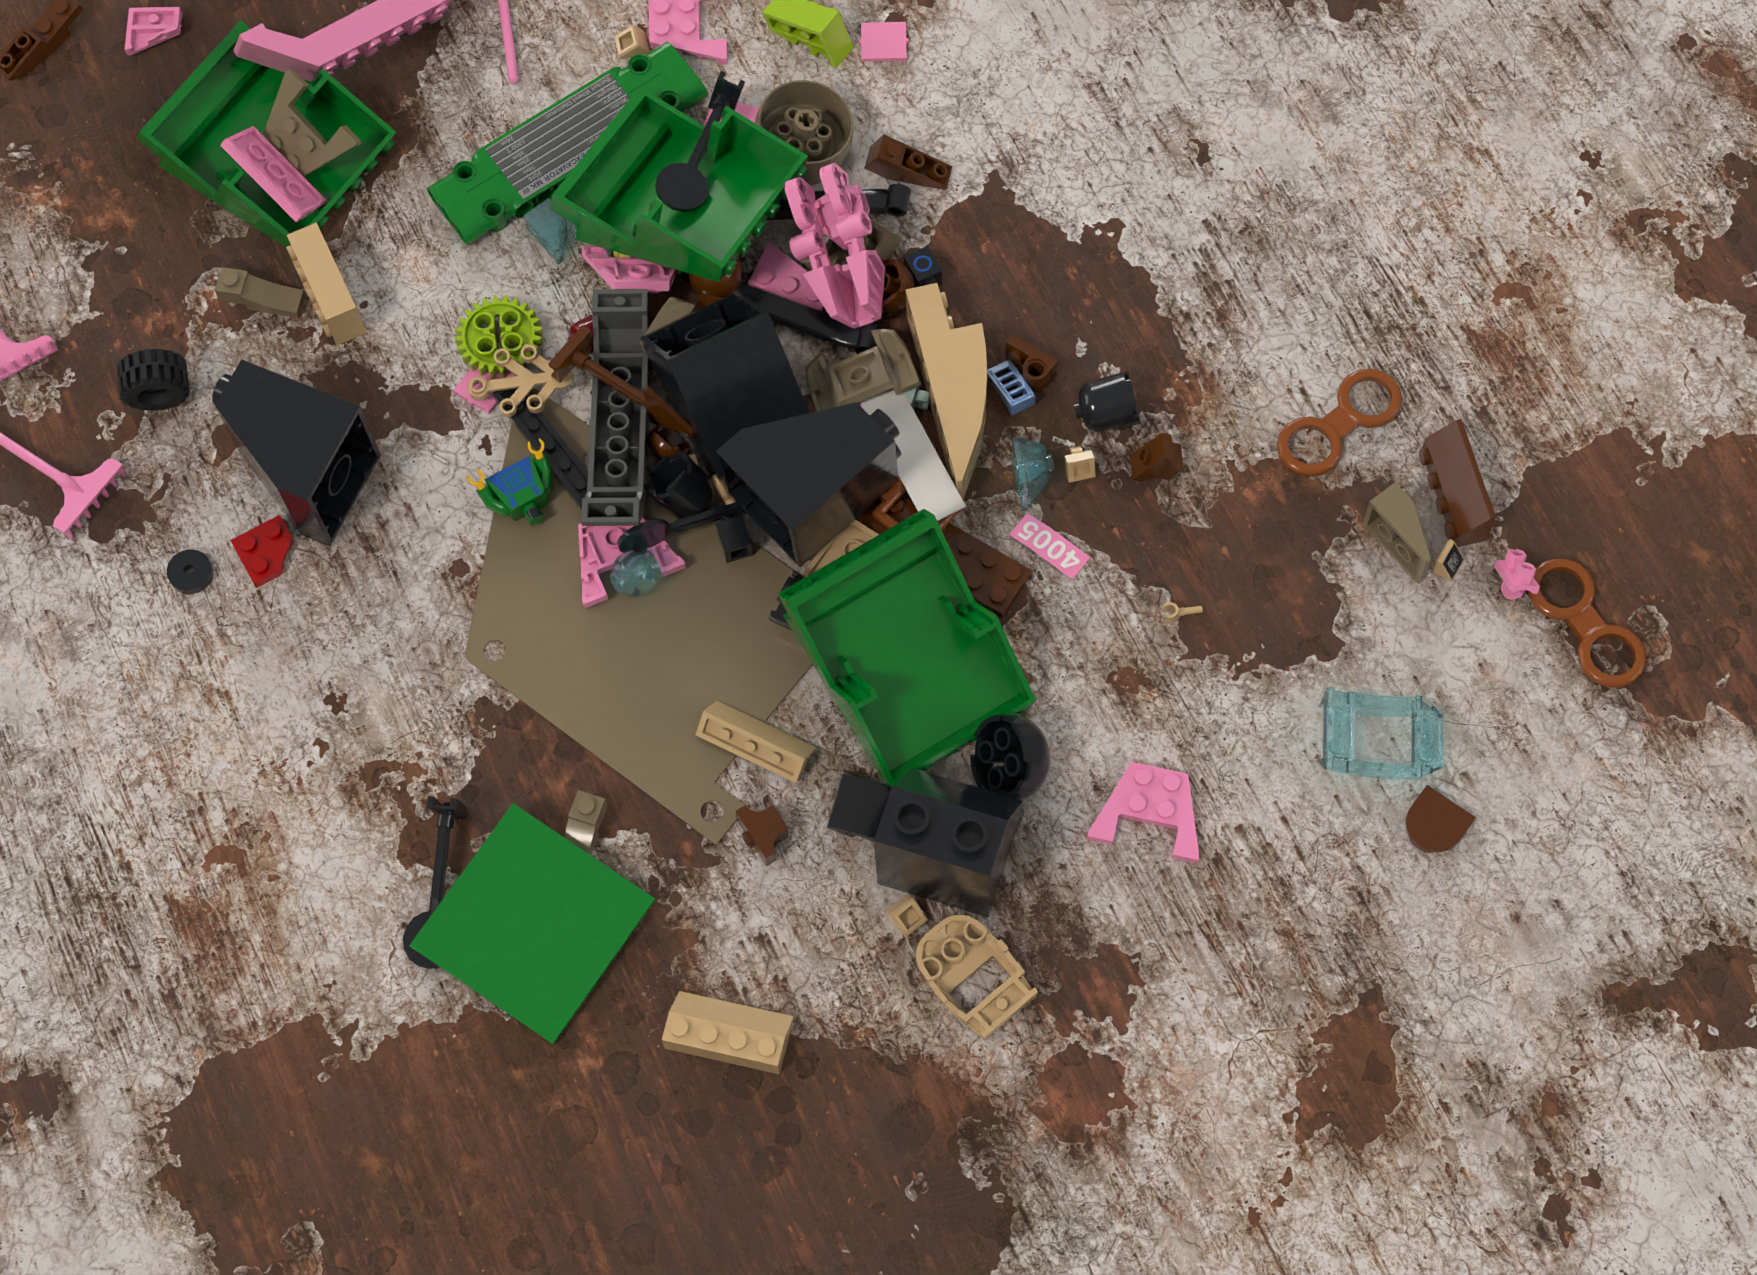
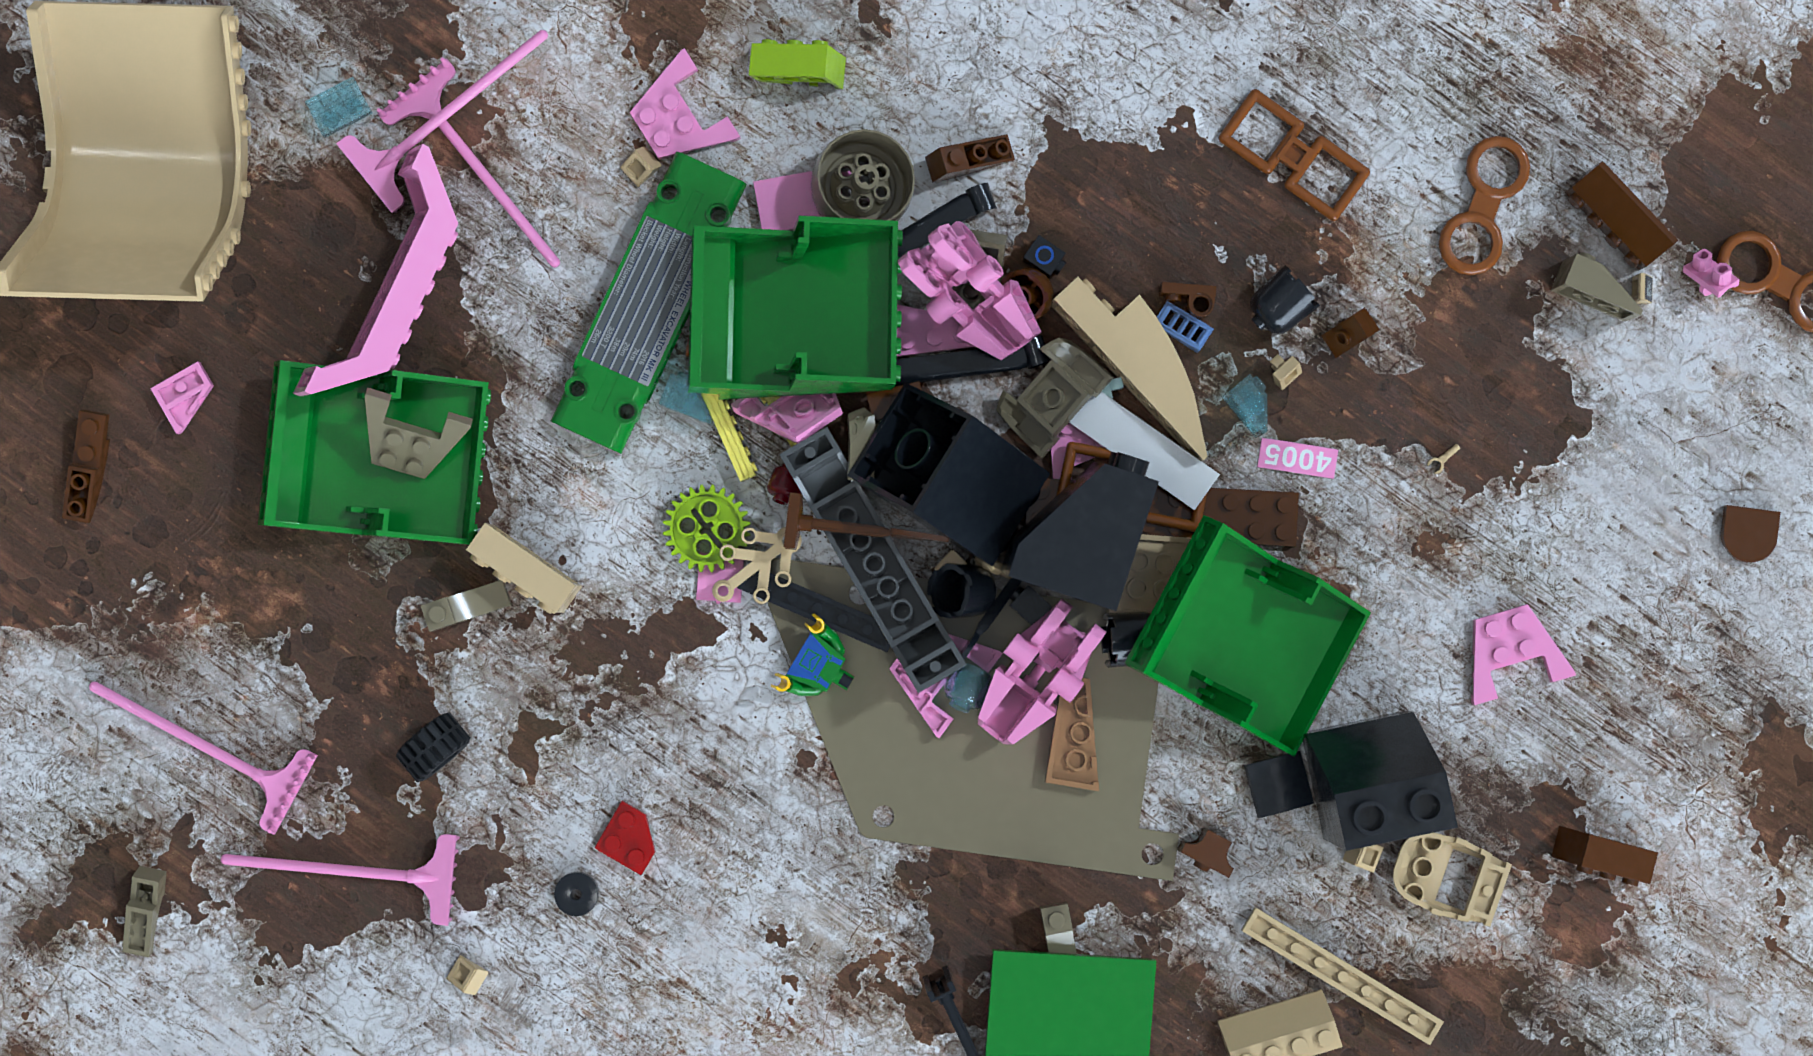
camera: 35 degrees left, 20 degrees up
(52, 589) = (467, 975): none -> tan slope
(274, 173) = (410, 492): bright pink plate -> none
(300, 444) = (608, 749): black slope -> none
(567, 275) = (731, 438): none -> light yellow piece
(659, 600) = (1011, 703): none -> bright pink piece
(666, 443) = (921, 553): reddish brown hair -> none
(681, 184) = (794, 305): black piece -> none
(700, 672) = (1072, 747): none -> medium nougat wing
(754, 740) = (1155, 774): tan panel -> none
(820, 1012) = (1342, 975): none -> tan plate
(883, 41) = (870, 37): bright pink piece -> none
(1019, 747) = (1393, 672): black cylinder -> none
(1134, 1035) = (1604, 855): none -> reddish brown wedge
(1192, 301) = (1294, 155): none -> dark orange bar
(1339, 726) = (1637, 502): clear light blue wedge -> none

